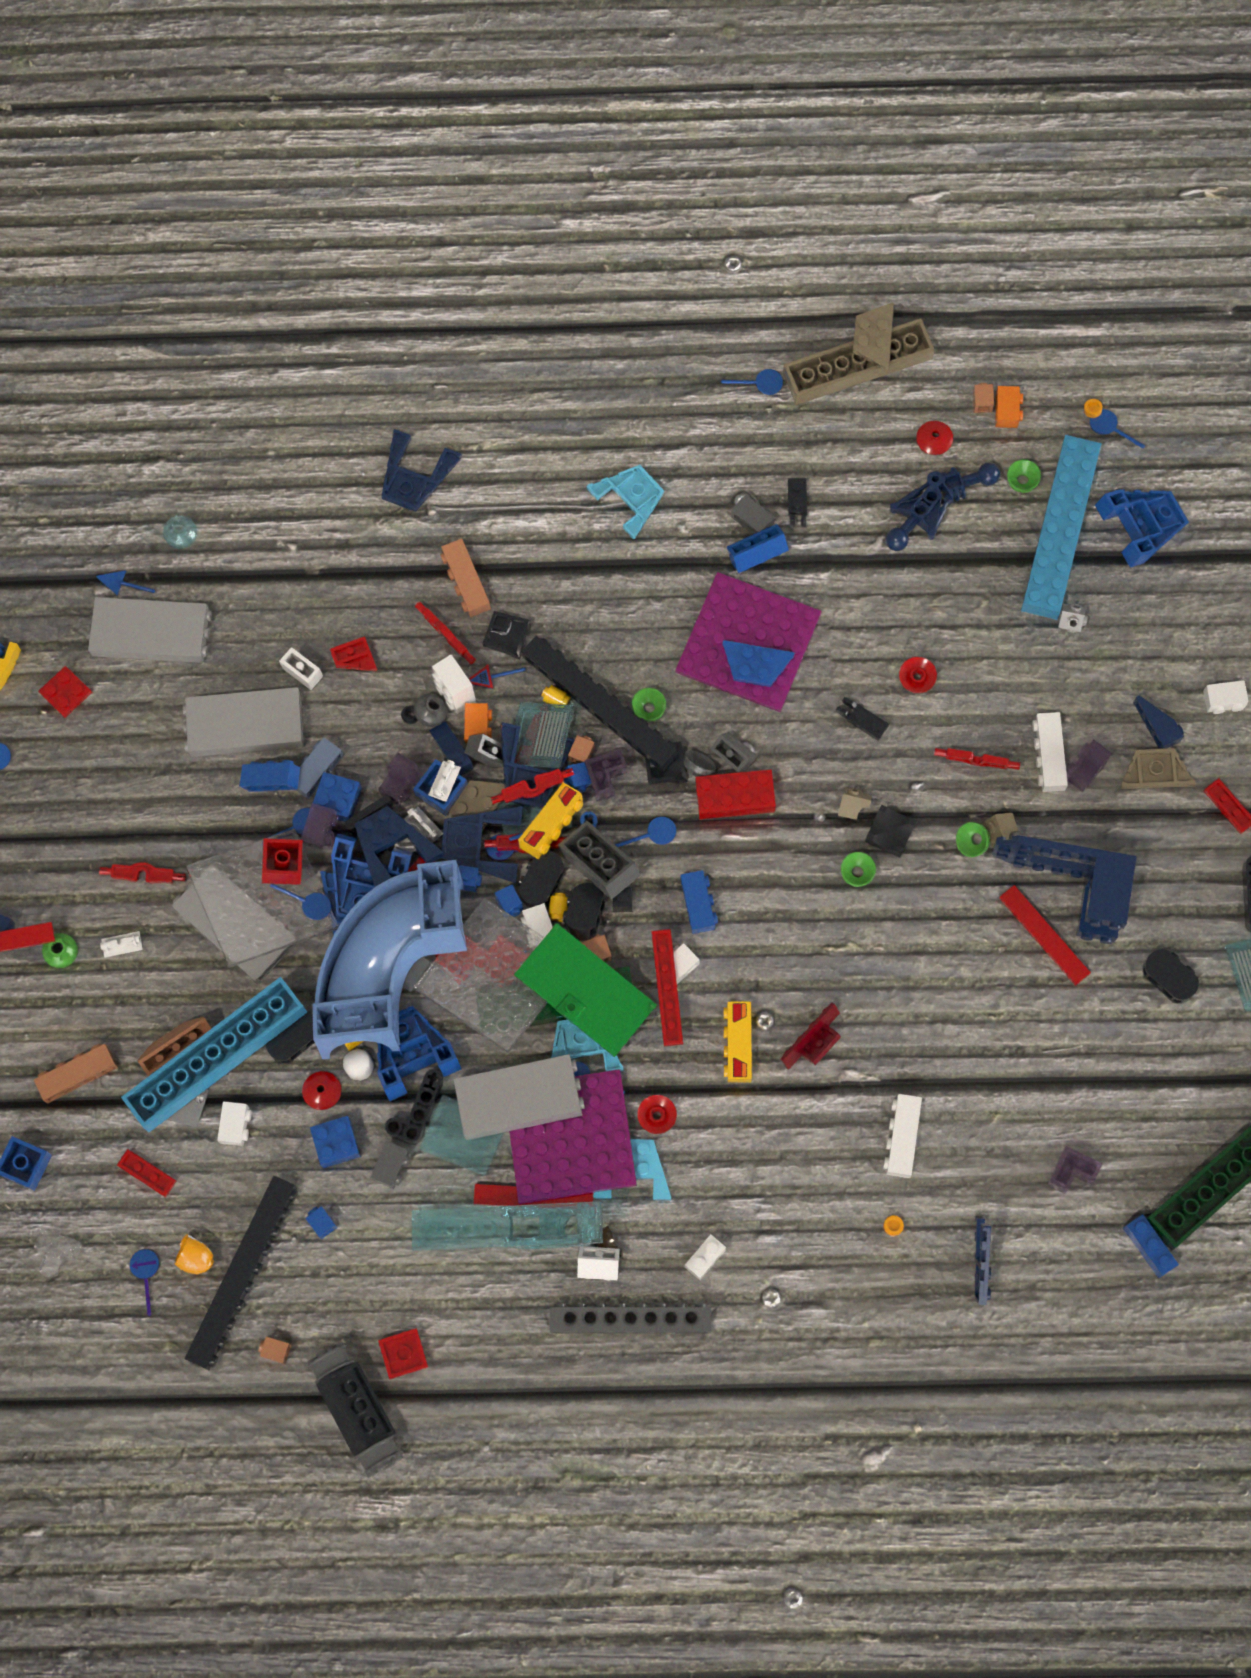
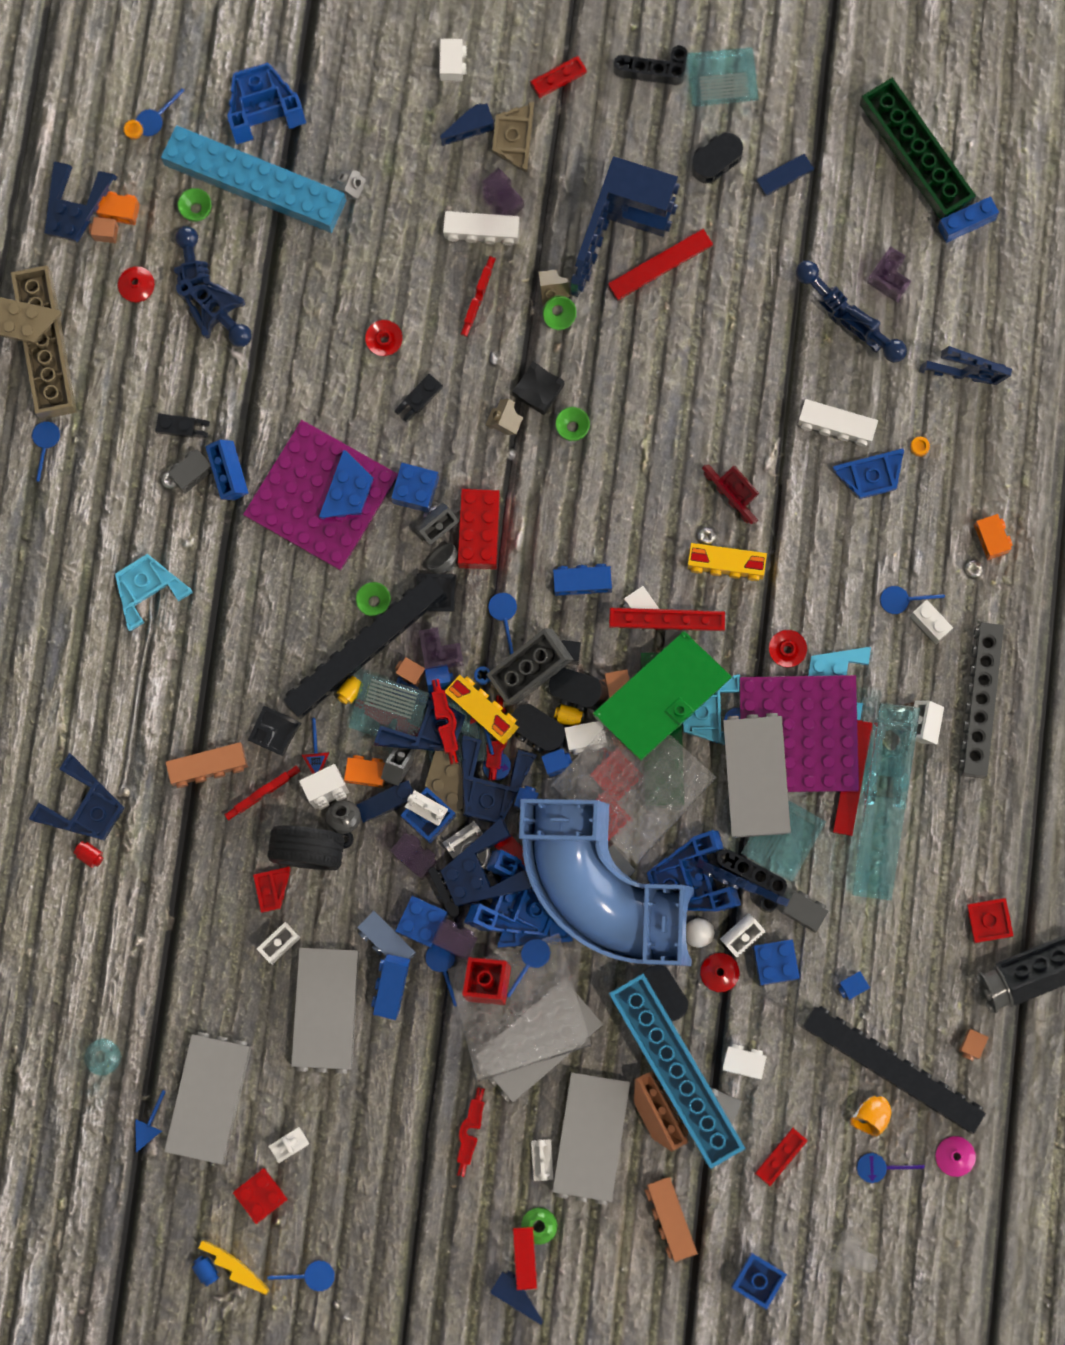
camera: 80 degrees left, 5 degrees up
(113, 708) = (289, 1145): none -> white hips
(146, 986) = (591, 1138): none -> light grey brick
(172, 1351) = (945, 1158): none -> dark pink dish
(358, 1104) = (742, 935): none -> white brick
(366, 487) = (88, 854): none -> red brick
(391, 675) = (305, 847): none -> black tyre
(409, 1081) = (735, 881): none -> dark blue wing
(726, 1220) = (896, 600): none -> blue piece
(768, 727) = (415, 487): none -> blue brick
(806, 1312) = (993, 536): none -> orange brick
(854, 1179) = (872, 474): none -> blue wing
(987, 1179) = (850, 315): none -> dark blue piece
(988, 363) = (71, 219): none -> dark blue wing
(1166, 1049) = (784, 175): none -> dark blue tile

